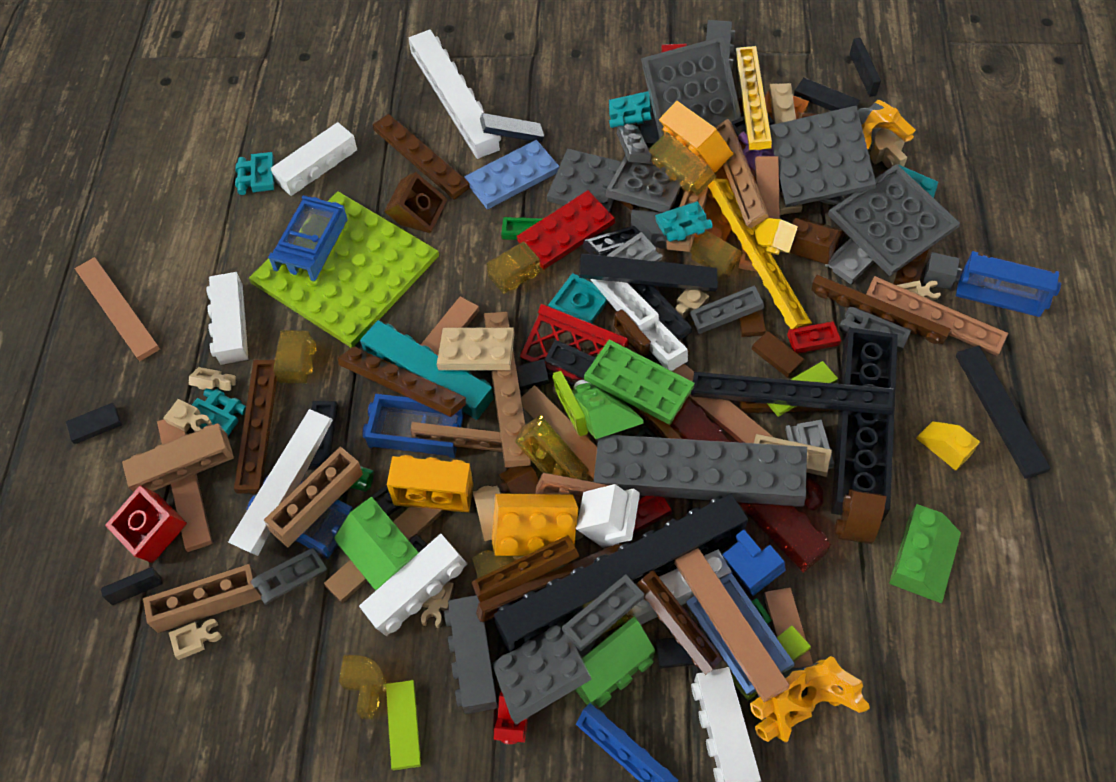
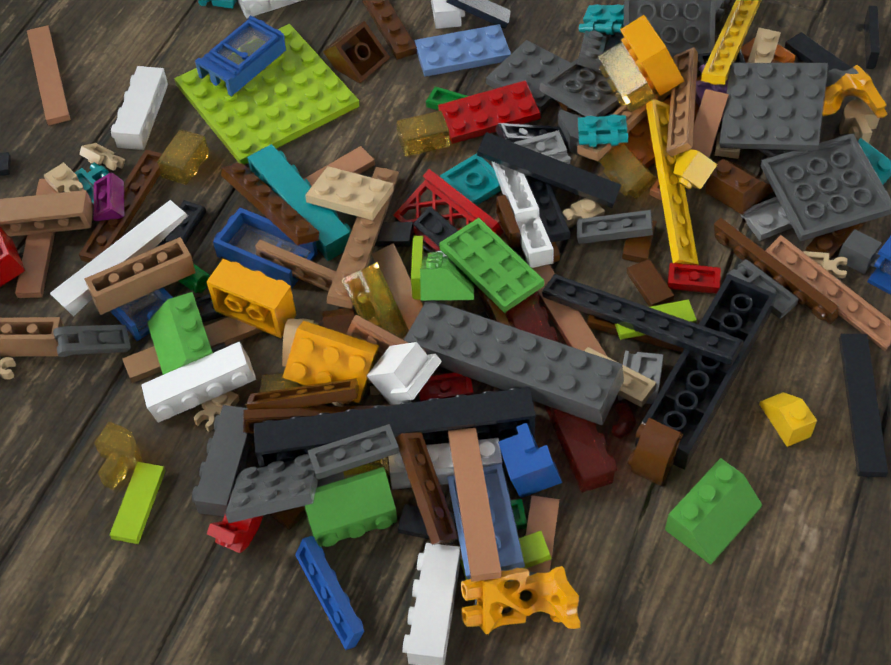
camera: 20 degrees right, 5 degrees down
(239, 422) = (108, 198): none -> magenta slope

